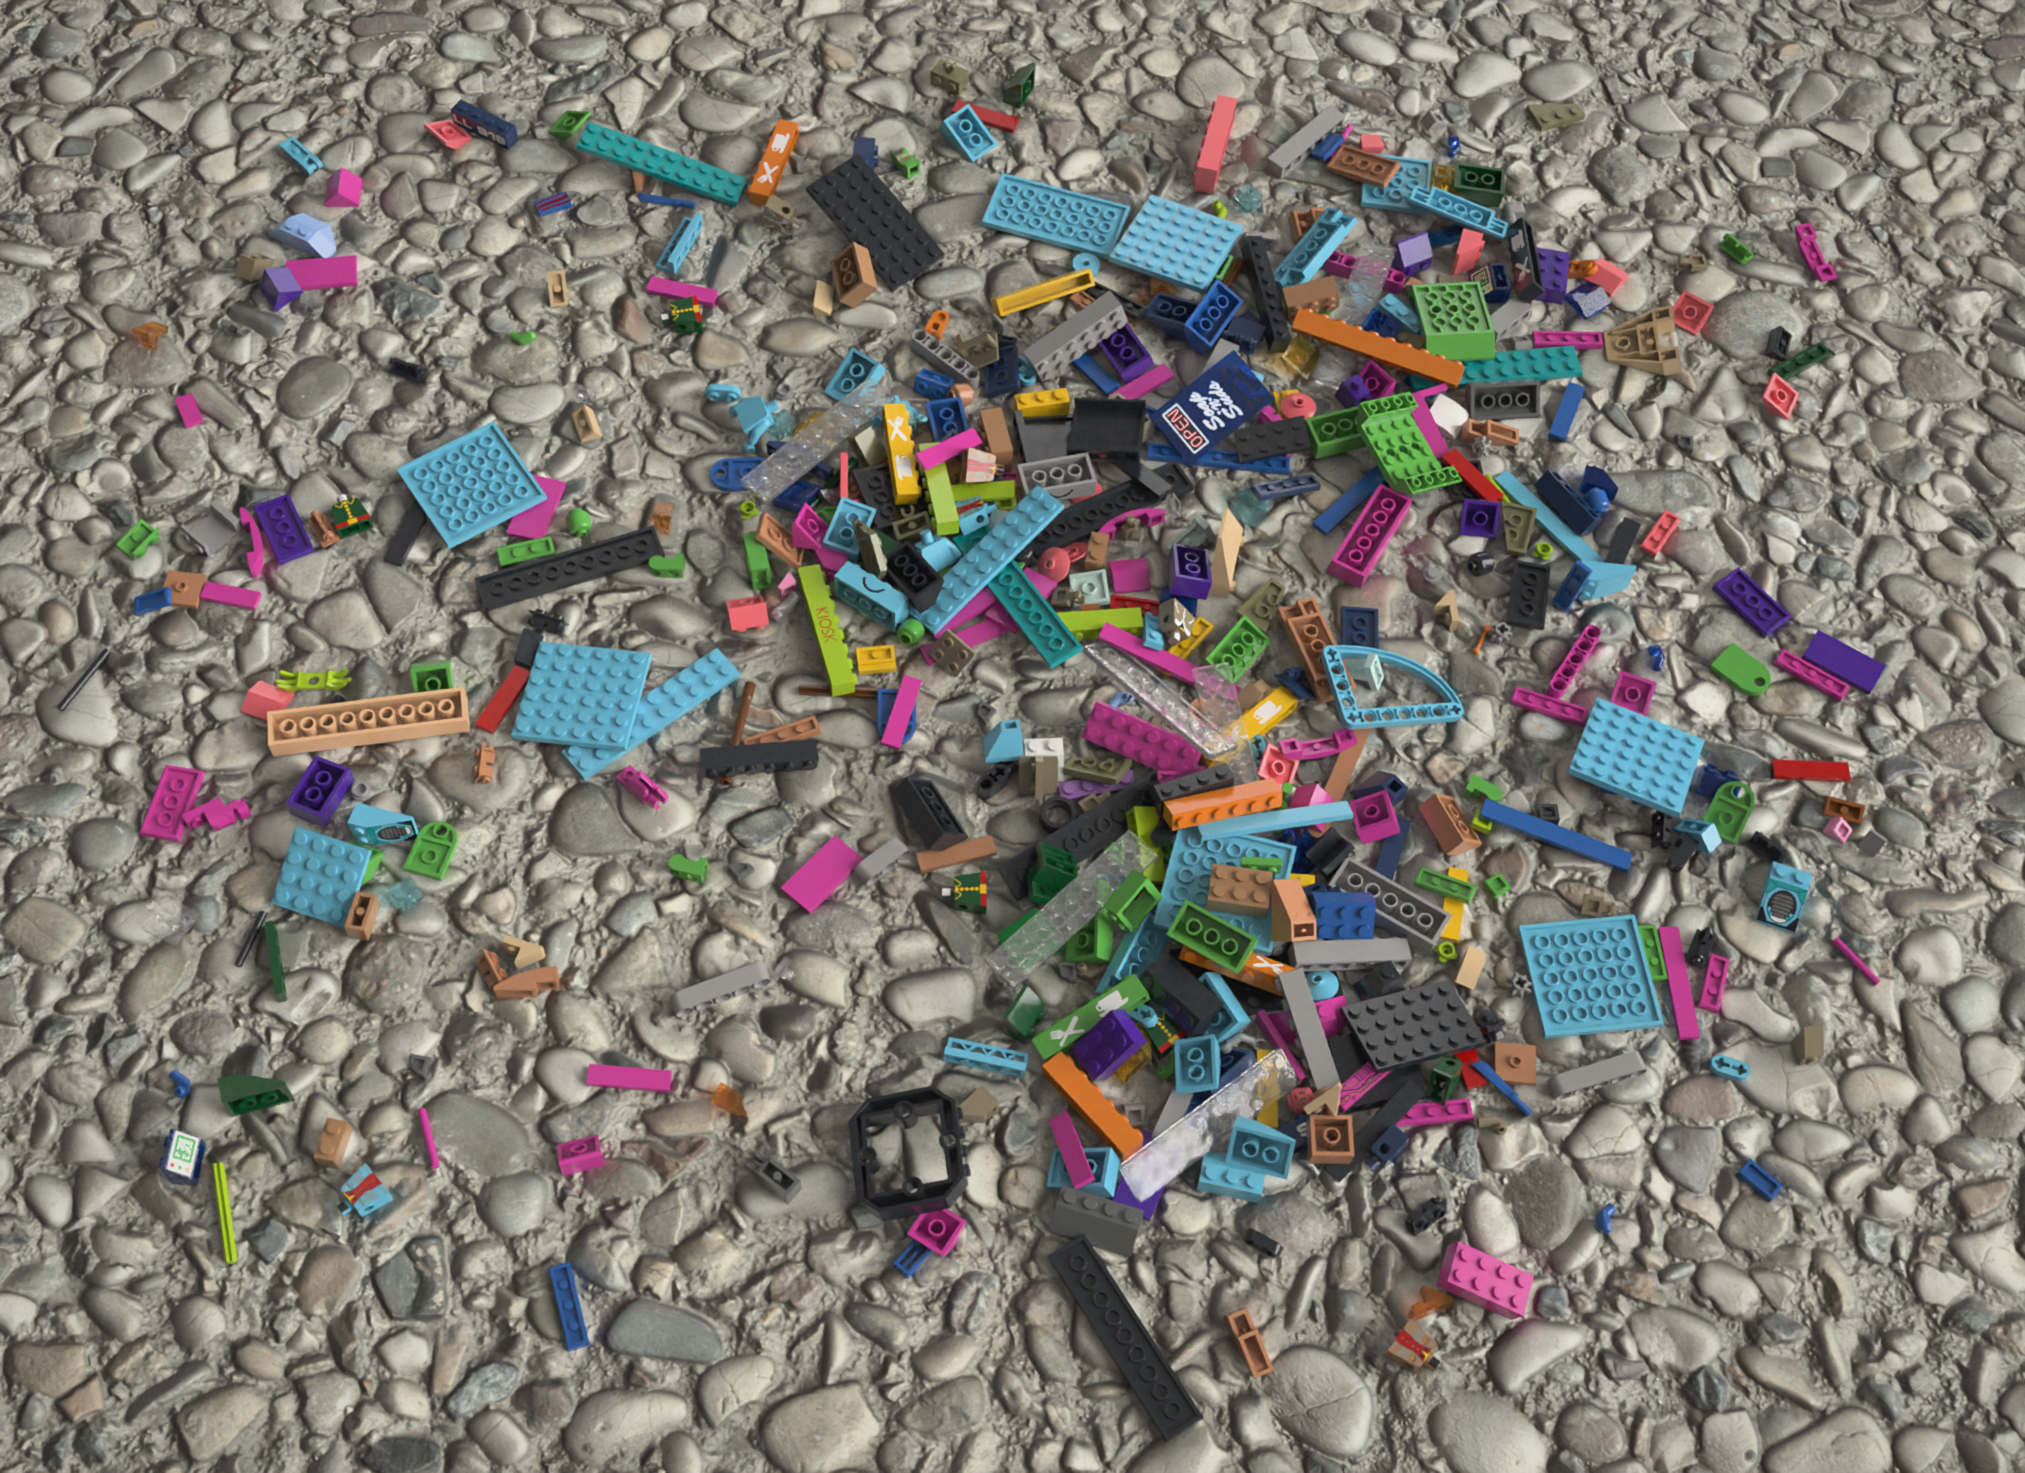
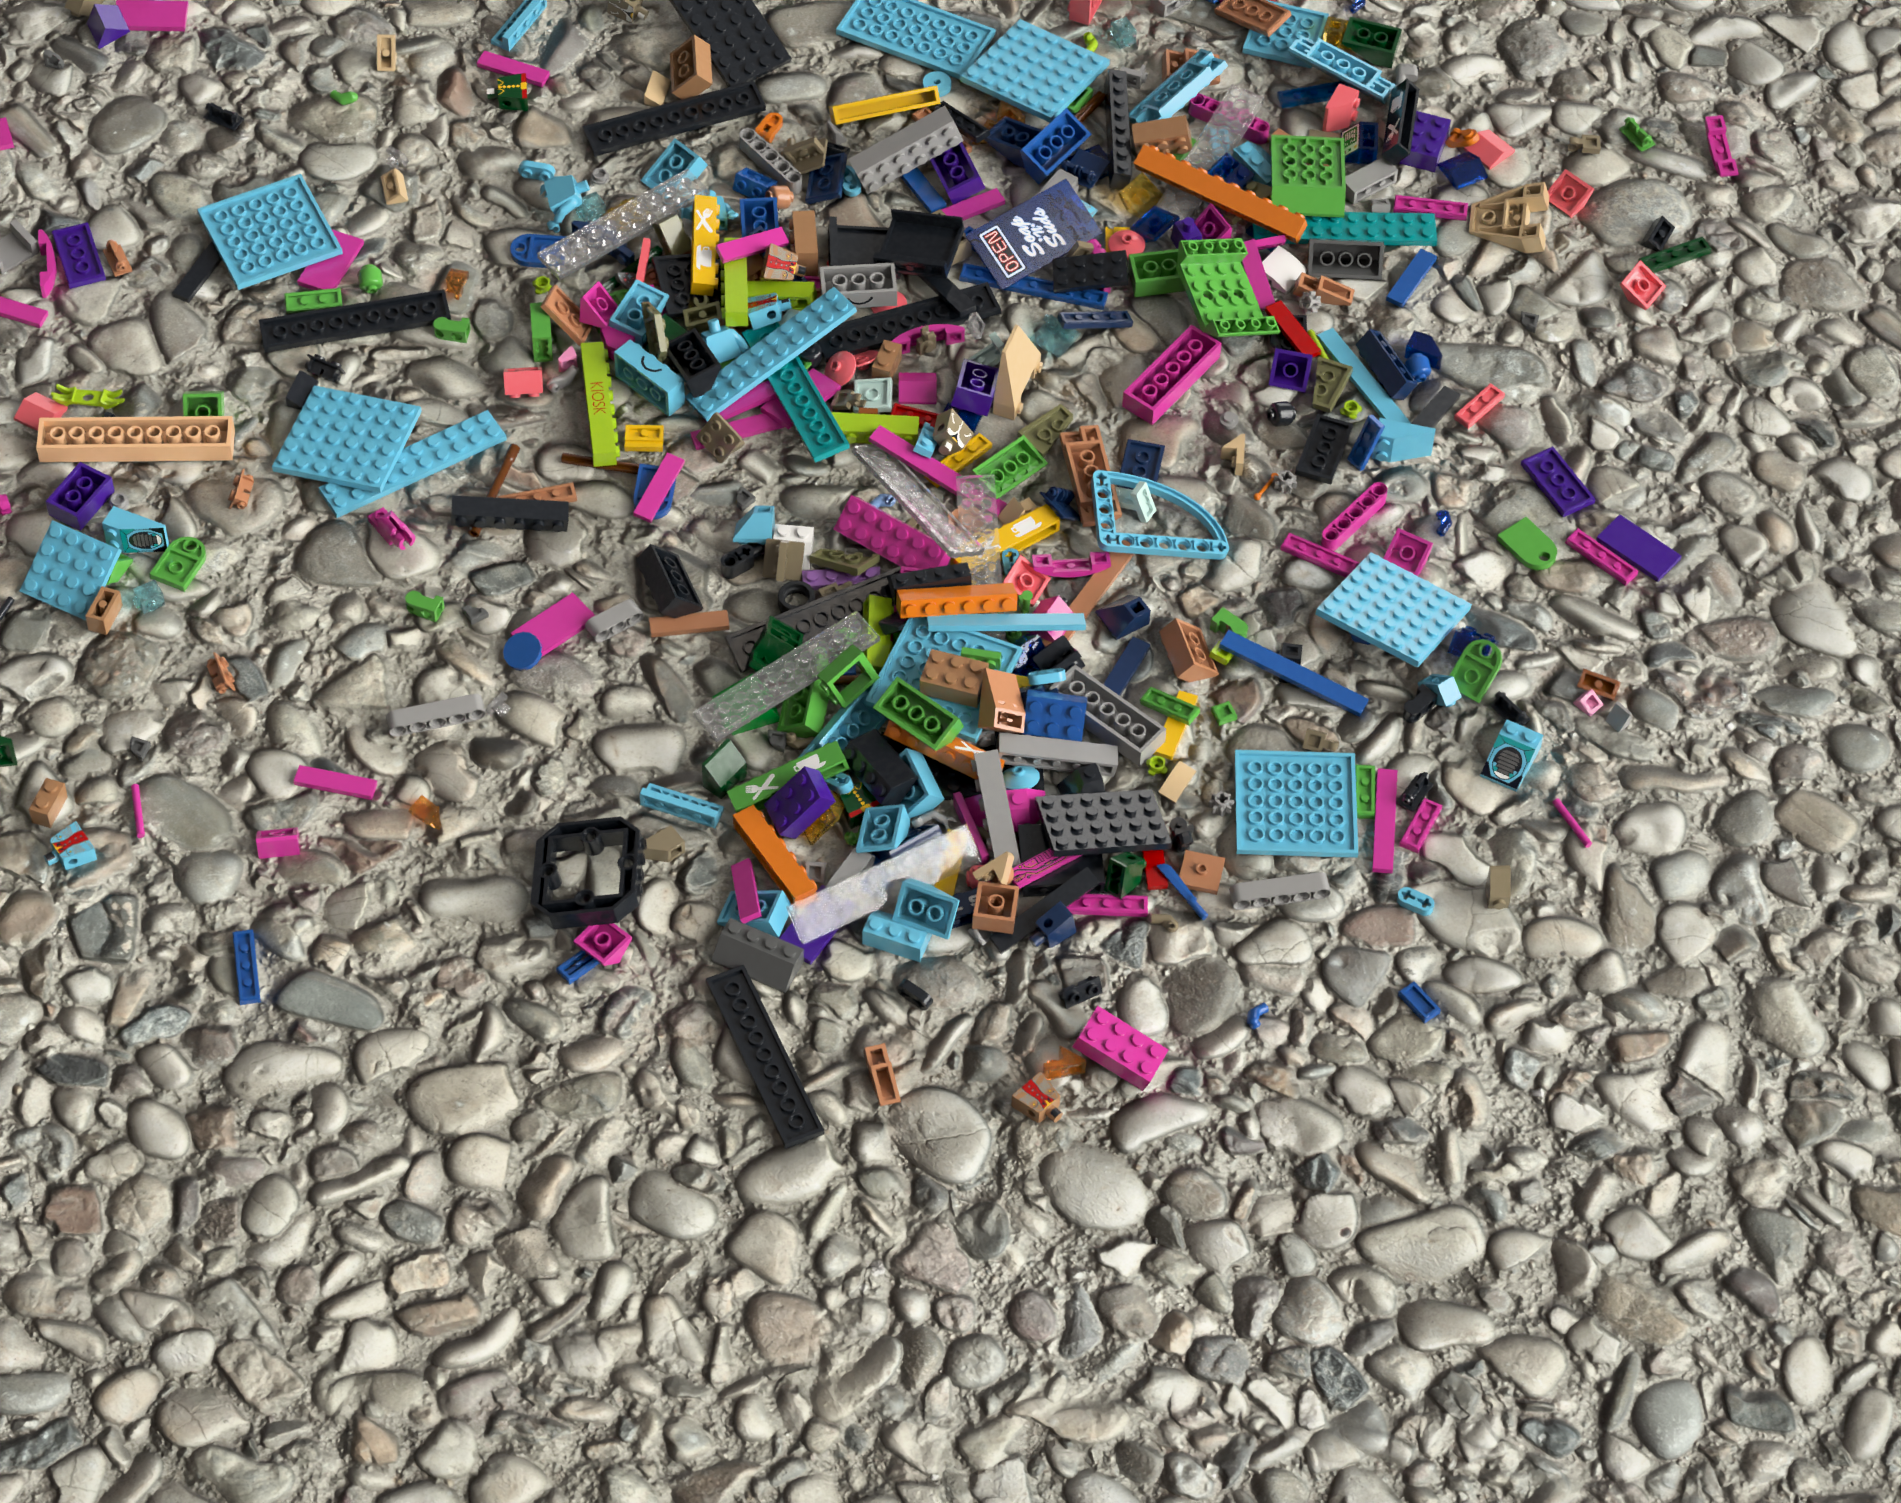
camera: 10 degrees right, 5 degrees down
(276, 961) = (16, 627): dark green tile -> none
(350, 517) = (146, 250): dark green torso -> none
(503, 700) = (269, 435): red tile -> none
(527, 952) = (253, 661): tan slope -> none
(528, 983) = (253, 688): nougat slope -> none
(774, 1177) = (458, 881): dark grey hinge -> none
(796, 495) = (592, 273): clear blue tile -> none
(796, 907) = (522, 651): none -> blue tile
(844, 326) = (674, 118): none -> black plate
(910, 632) = (683, 416): bright green head -> none
(968, 893) = (693, 658): dark green torso -> none
(1043, 403) = (862, 213): yellow brick -> none
(1257, 418) = (1080, 248): none -> dark tan plate
(1321, 384) = (1154, 223): none -> clear blue slope
(1325, 874) = (1046, 676): none -> medium azure beam
(1349, 501) = (1157, 343): blue tile -> none
(1374, 817) = (1111, 635): dark pink slope -> none
(1413, 254) = (1283, 105): slope -> none
(1660, 823) = (1401, 687): black hinge -> none
(1810, 770) = (1575, 645): red tile -> none

